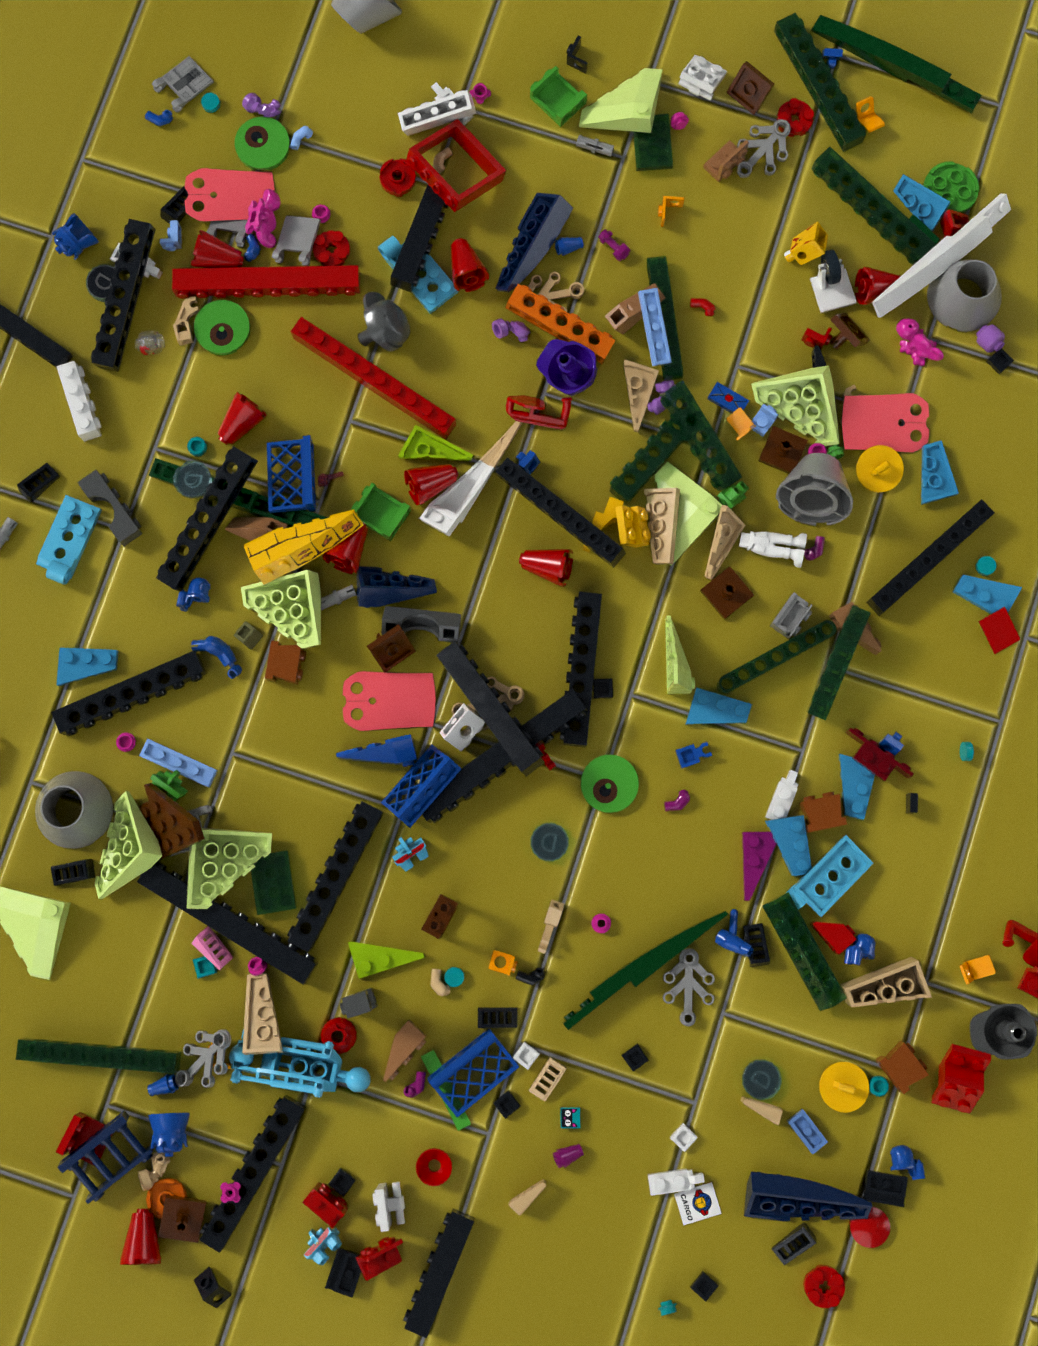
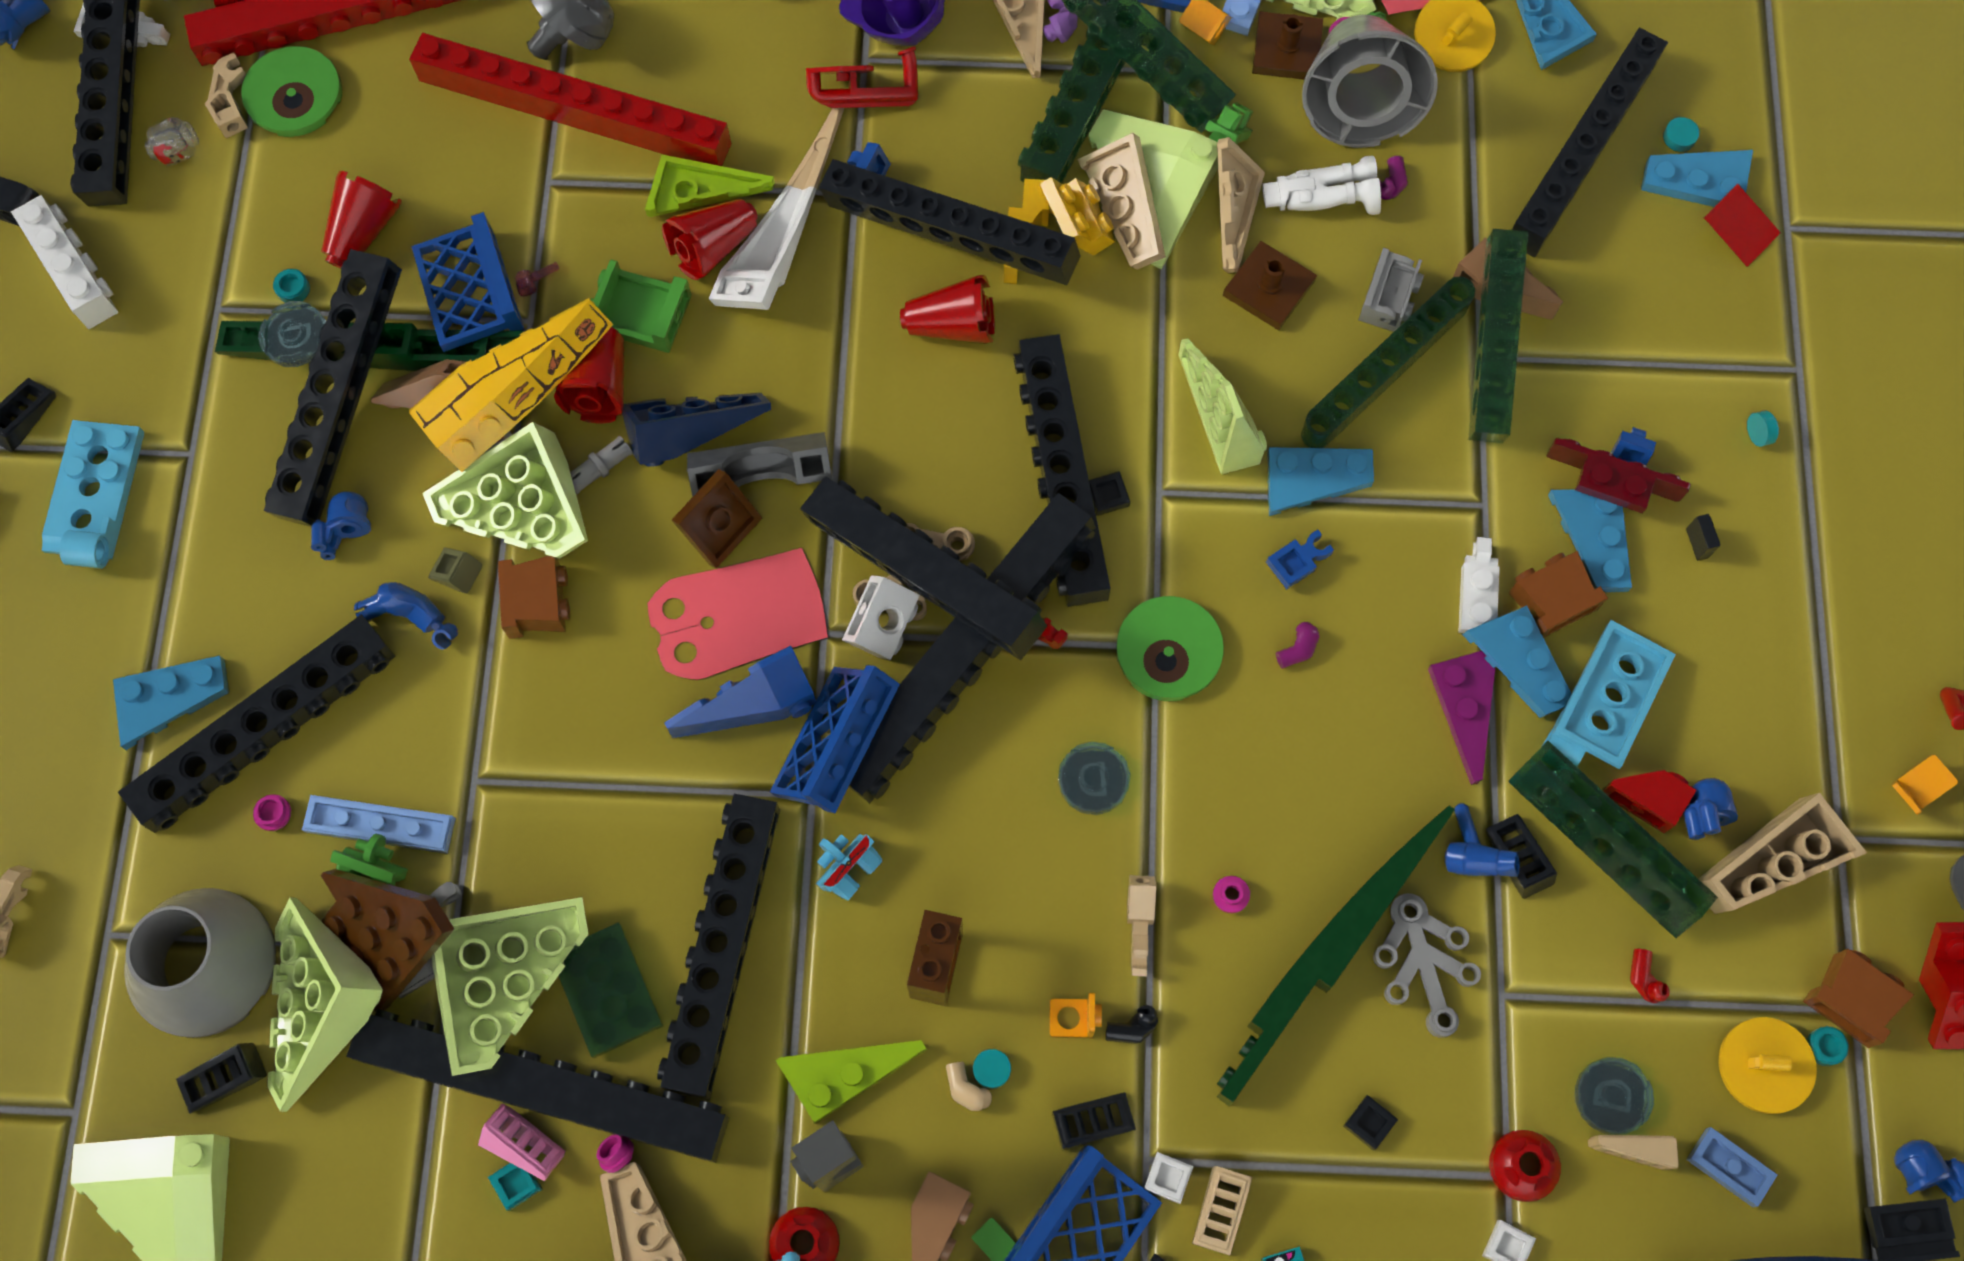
camera: 15 degrees left, 10 degrees down
(97, 489) = (184, 443): dark grey arch -> none
(99, 281) = (61, 72): black tile -> none
(694, 1100) = (1507, 1172): none -> red piece
(797, 1027) = (1644, 981): none -> red arm

